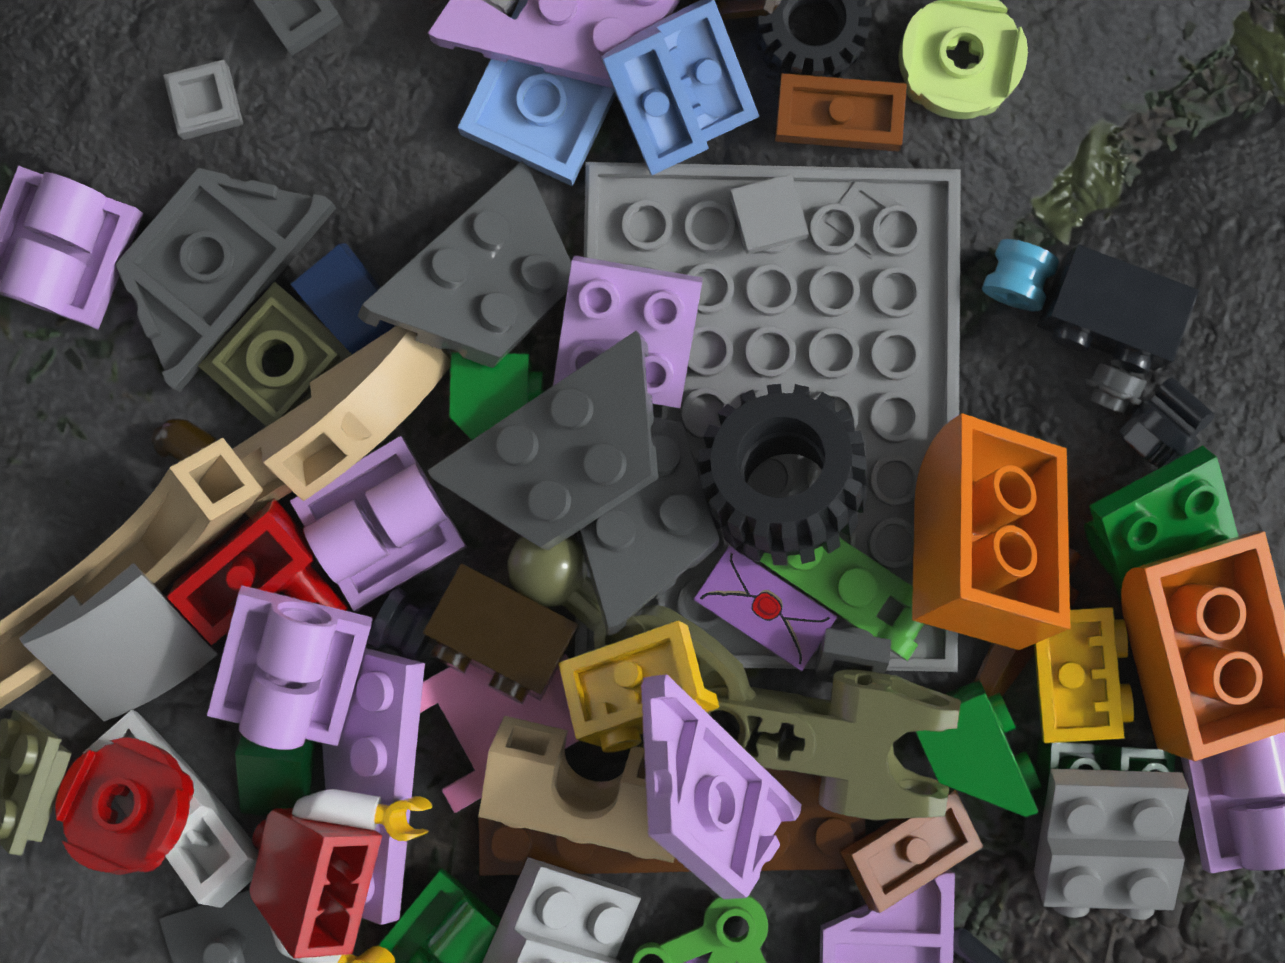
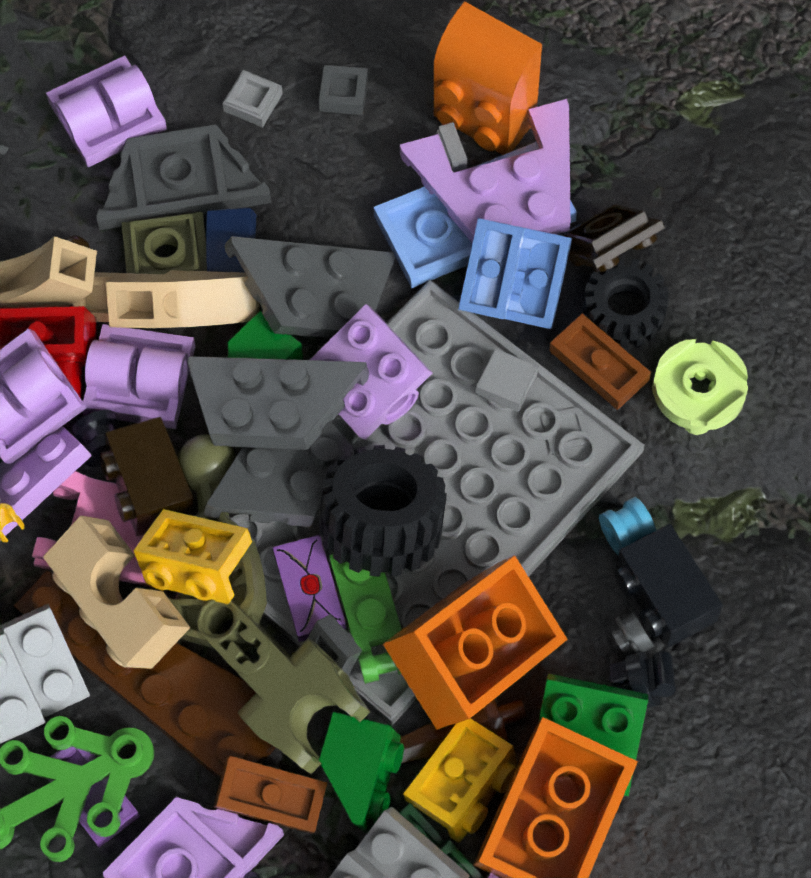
camera: 45 degrees right, 20 degrees down
(708, 793) = (176, 630): lavender wing -> none

